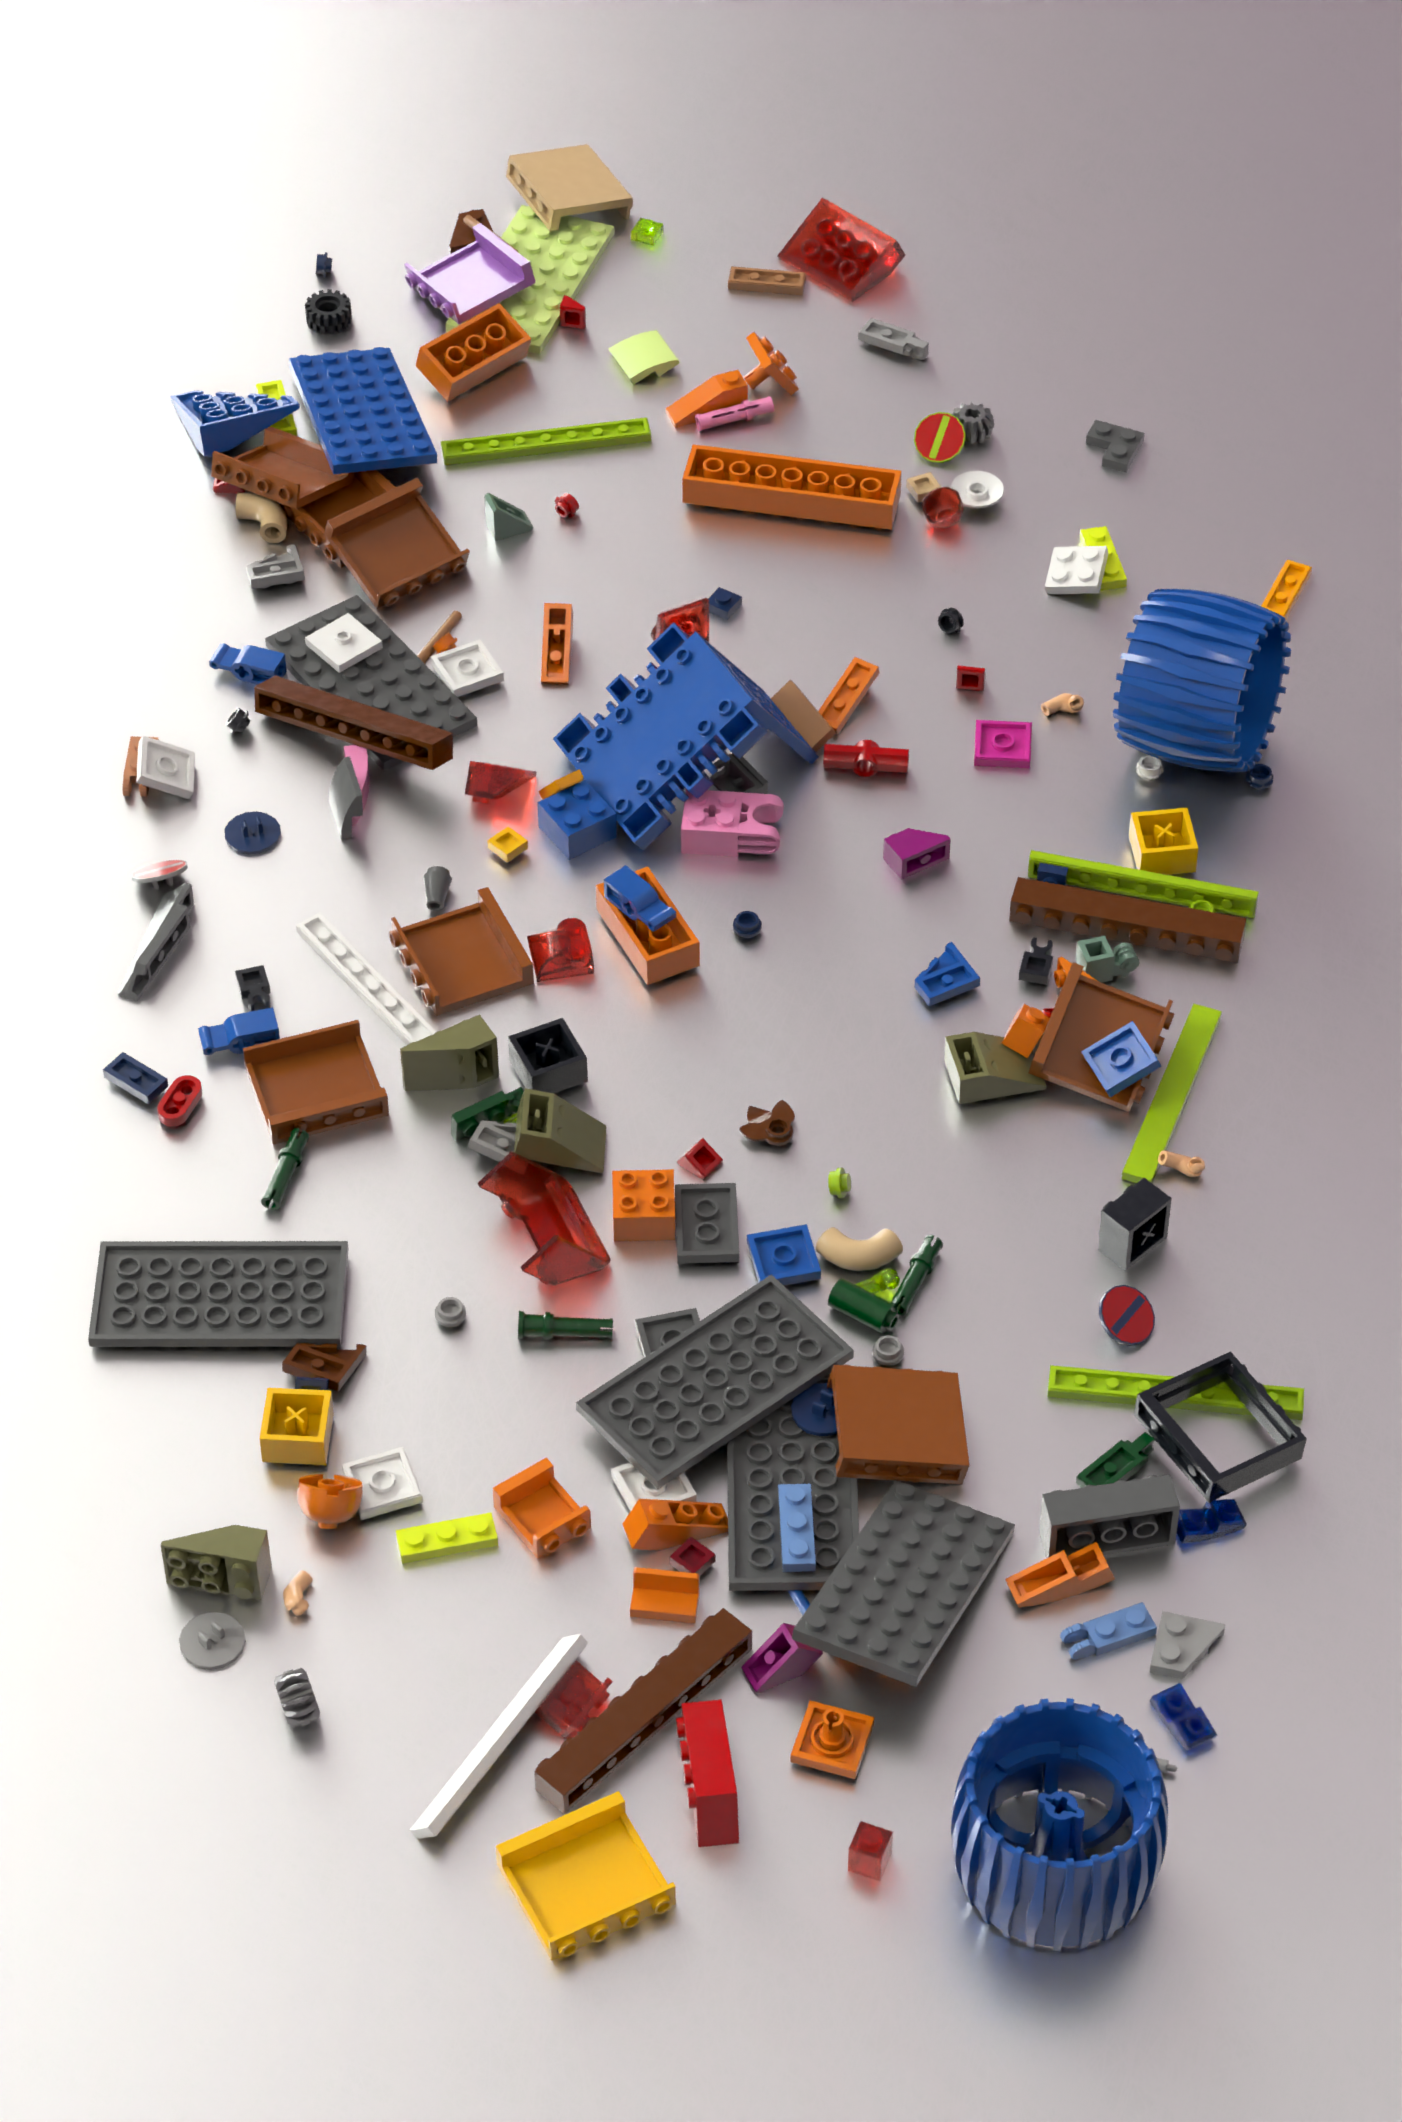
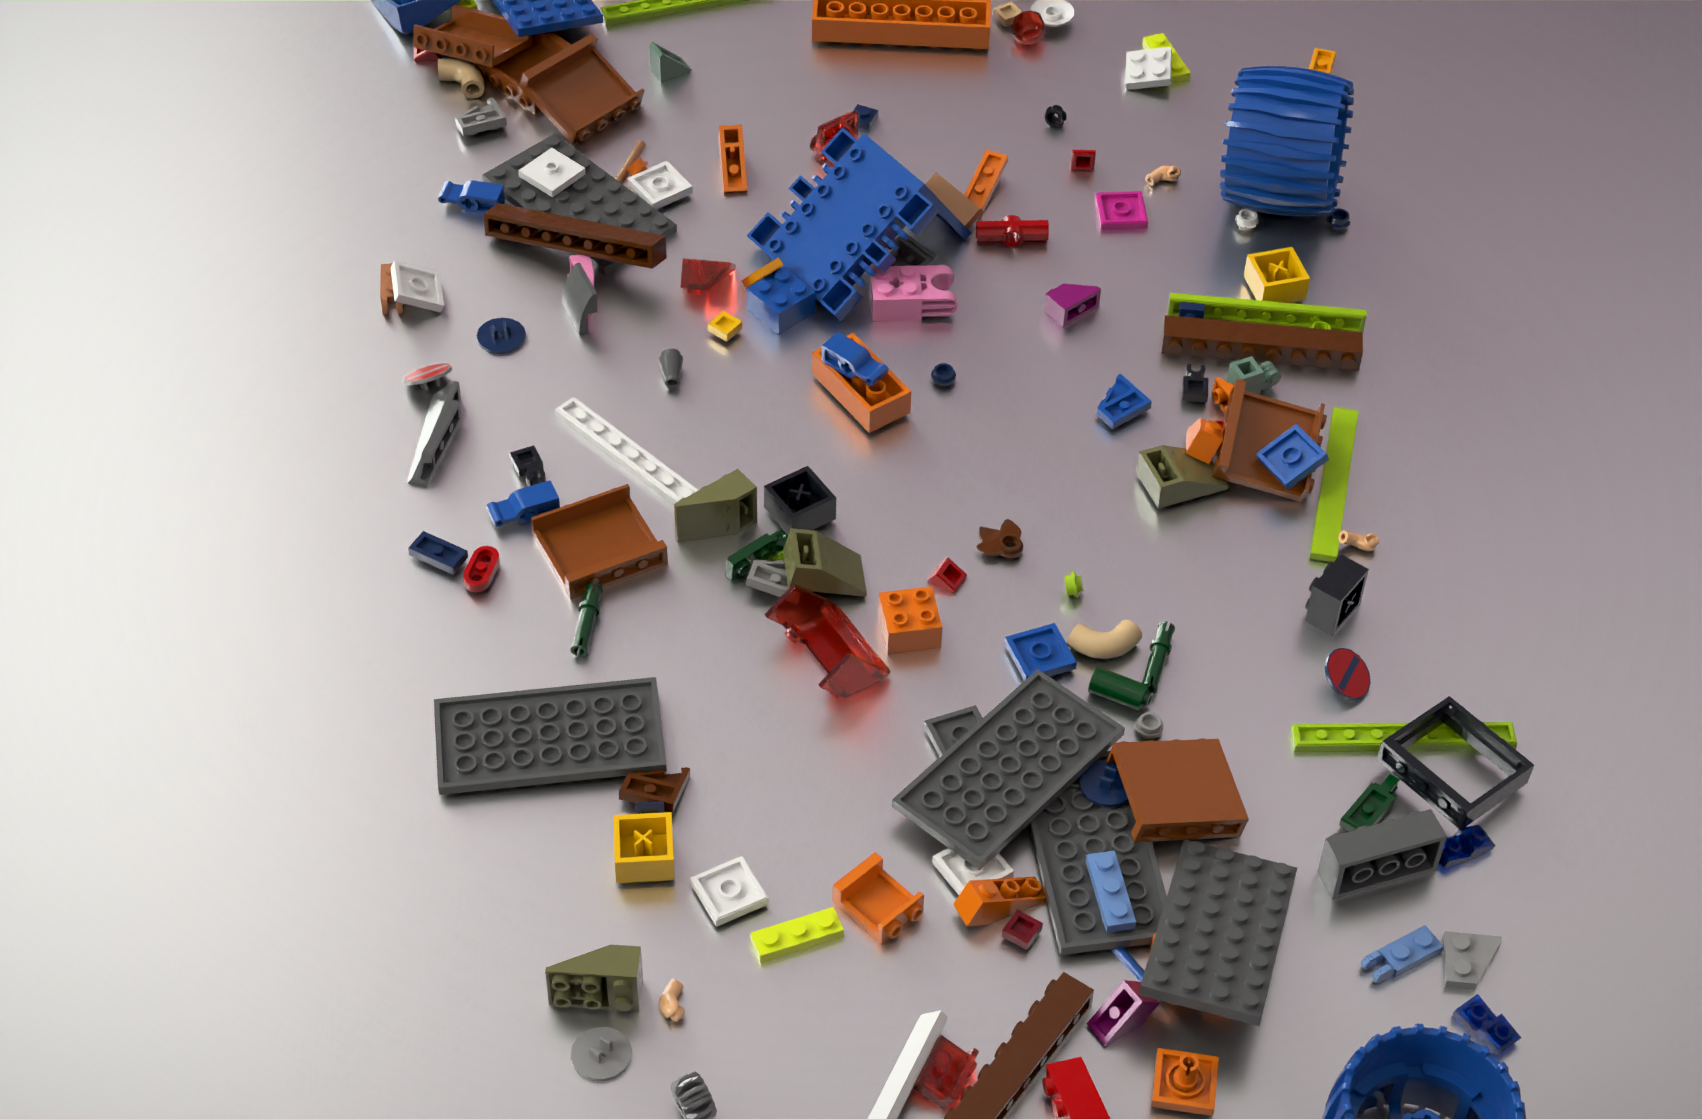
camera: 10 degrees left, 0 degrees up
(238, 721) = (472, 243): black plate -> none
(329, 1499) = (687, 911): orange cylinder -> none
(450, 1312) = (758, 731): light grey plate -> none
(463, 955) = (706, 421): dark orange panel -> none
(548, 1325) = (848, 734): dark green pin -> none
(561, 951) = (790, 411): clear red slope -> none
(566, 505) = (716, 49): red plate -> none
(665, 1595) = (1005, 965): orange panel -> none
(706, 1223) = (968, 631): dark grey plate -> none
(881, 1281) = (1133, 663): clear neon green arm -> none
(1060, 1577) = (1349, 910): orange slope -> none

